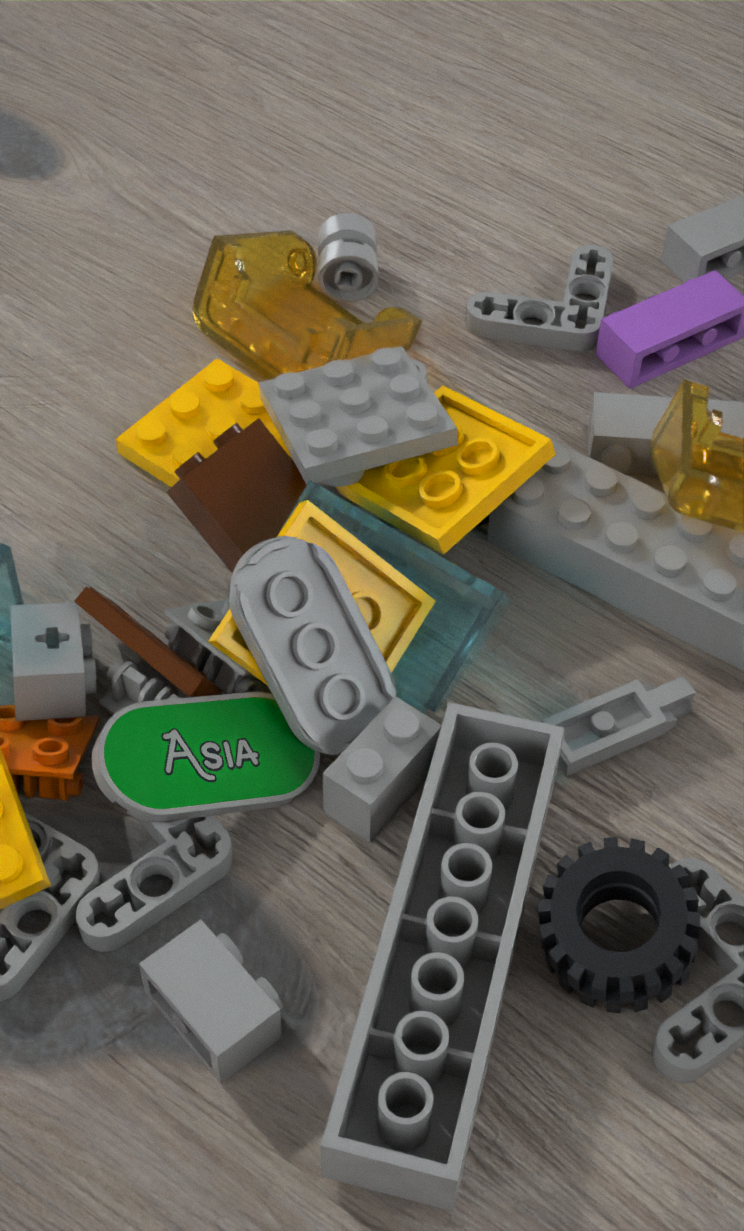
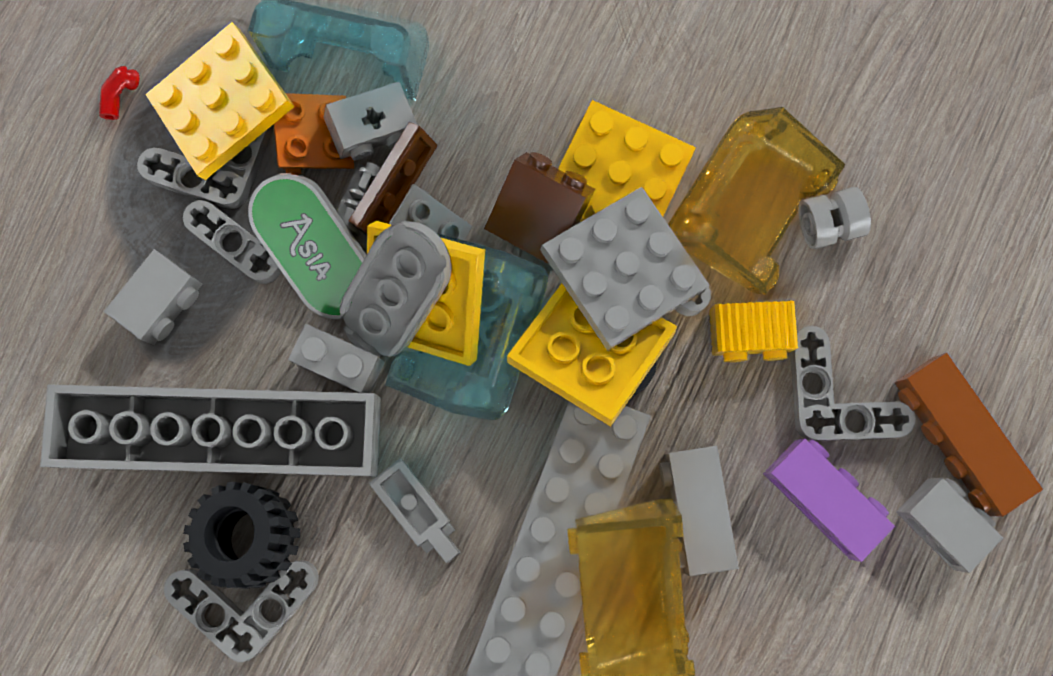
camera: 80 degrees right, 30 degrees up
(459, 347) = (753, 329): none -> yellow brick
(617, 210) = (967, 436): none -> dark orange brick

